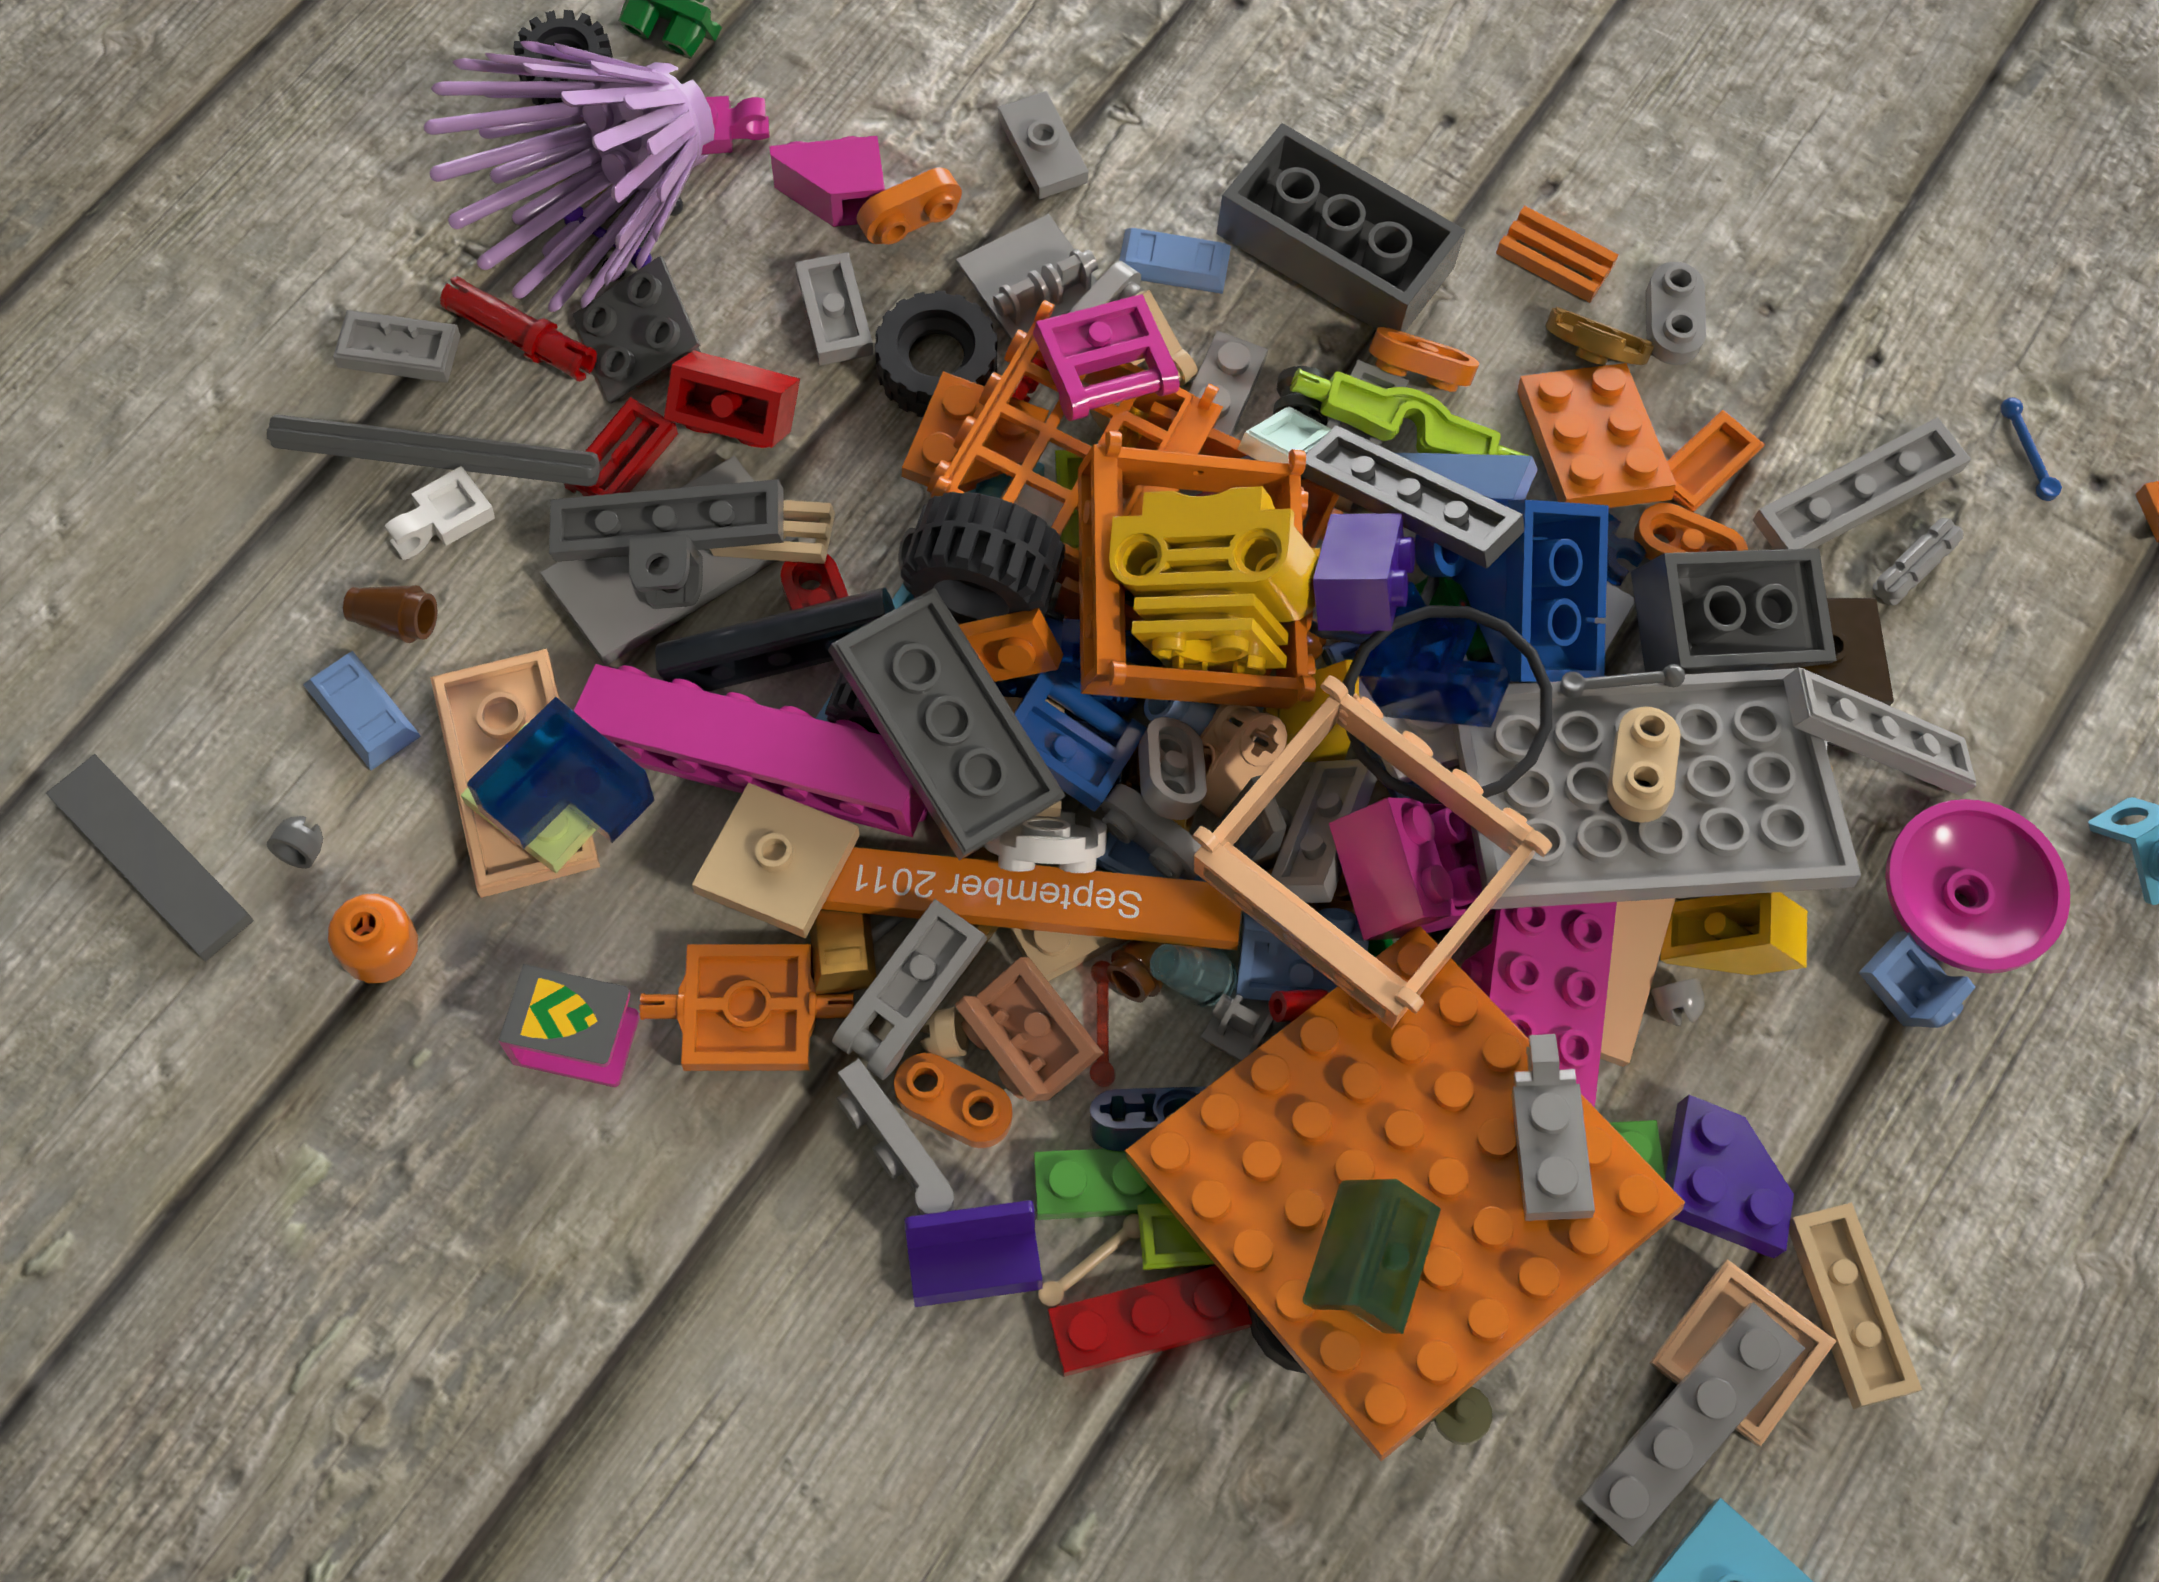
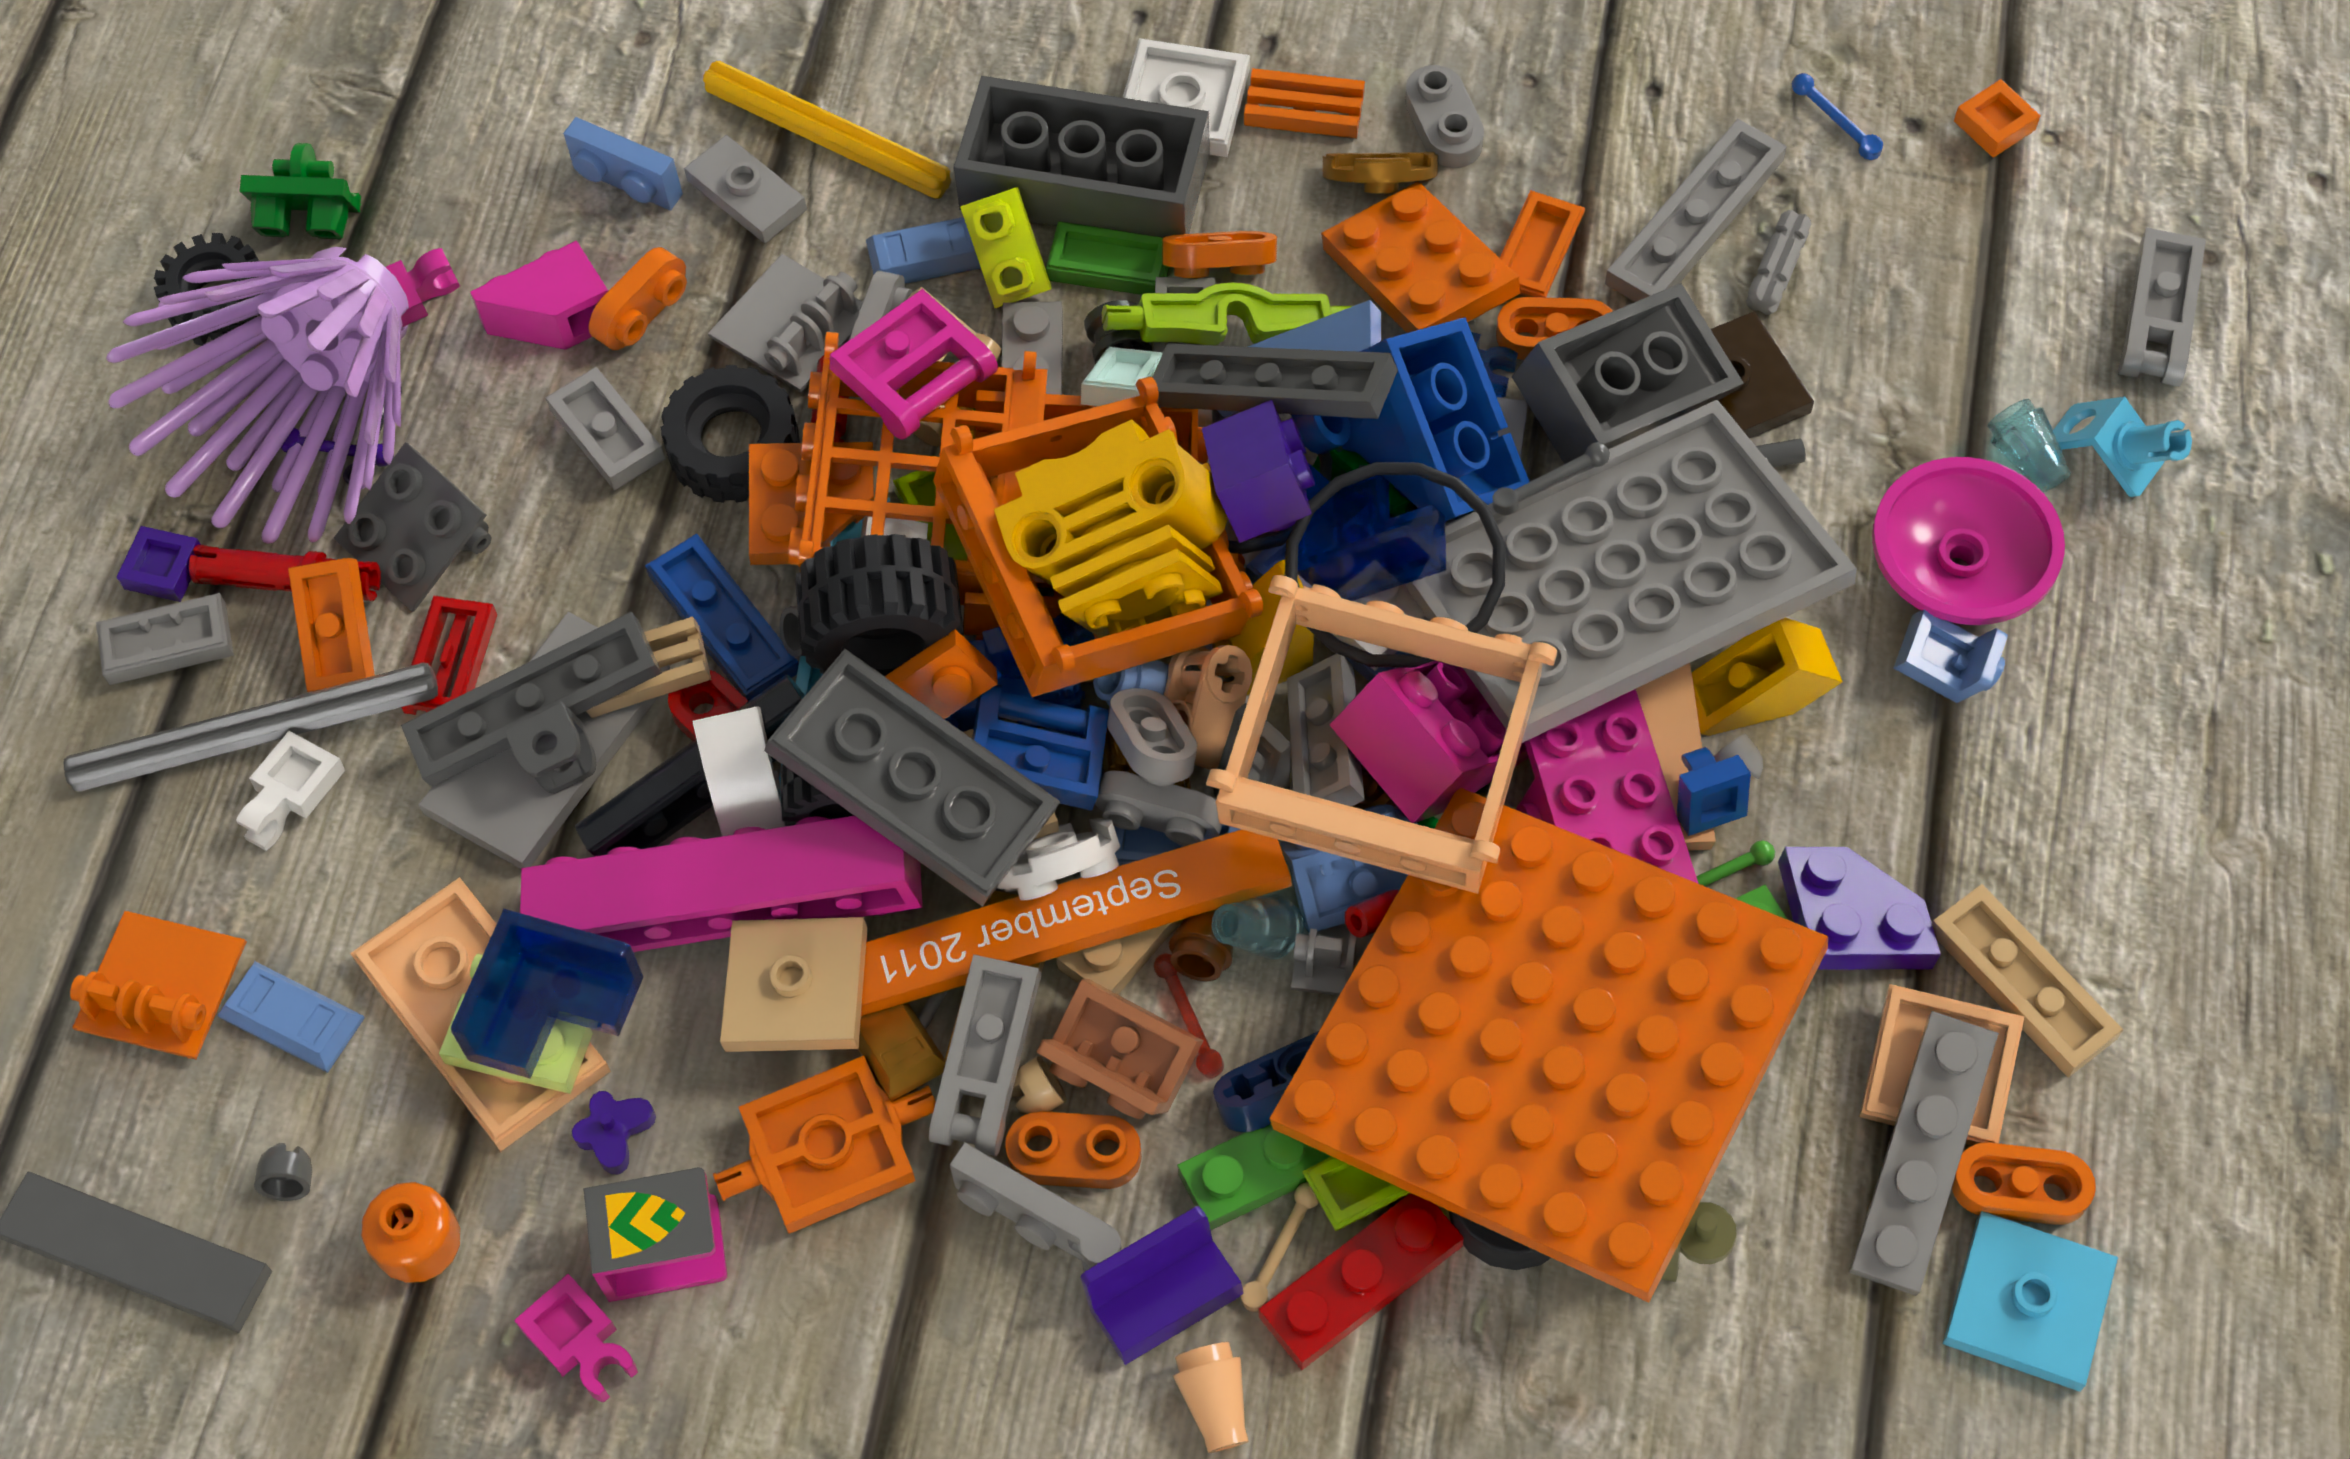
camera: 15 degrees left, 5 degrees down
(265, 639) = (157, 985): none -> orange hinge
(393, 610) = (281, 903): reddish brown cone -> none
(418, 279) = (158, 564): none -> dark purple plate
(466, 1078) = (572, 1331): none -> dark pink plate
(534, 388) = (331, 623): none -> orange plate
(578, 916) = (611, 1127): none -> dark purple piece
(731, 399) = (542, 556): red brick -> none
(803, 664) = (739, 770): none -> white slope
(861, 512) = (728, 621): none -> blue tile
(951, 86) = (623, 164): none -> medium blue plate
(977, 1367) = (1214, 1394): none -> light nougat cone
(1135, 120) = (827, 129): none -> yellow axle
(1239, 283) = (1006, 247): none -> neon yellow hips
(1322, 326) = (1105, 259): none -> bright green tile
(1373, 1252) = (1554, 1104): clear green panel -> none
(1466, 197) = (1193, 80): none -> white plate
(1551, 1137) = (1675, 926): light grey hinge -> none
(1643, 1018) = (1711, 791): none -> blue tile
(1644, 759) = (1606, 533): tan plate -> none
(1665, 1089) = (1760, 853): none -> bright green hinge
(1767, 1485) = (2020, 1183): none -> orange plate
(1878, 731) = (1813, 432): light grey tile -> none
(2074, 819) = (2030, 444): none -> clear light blue cone

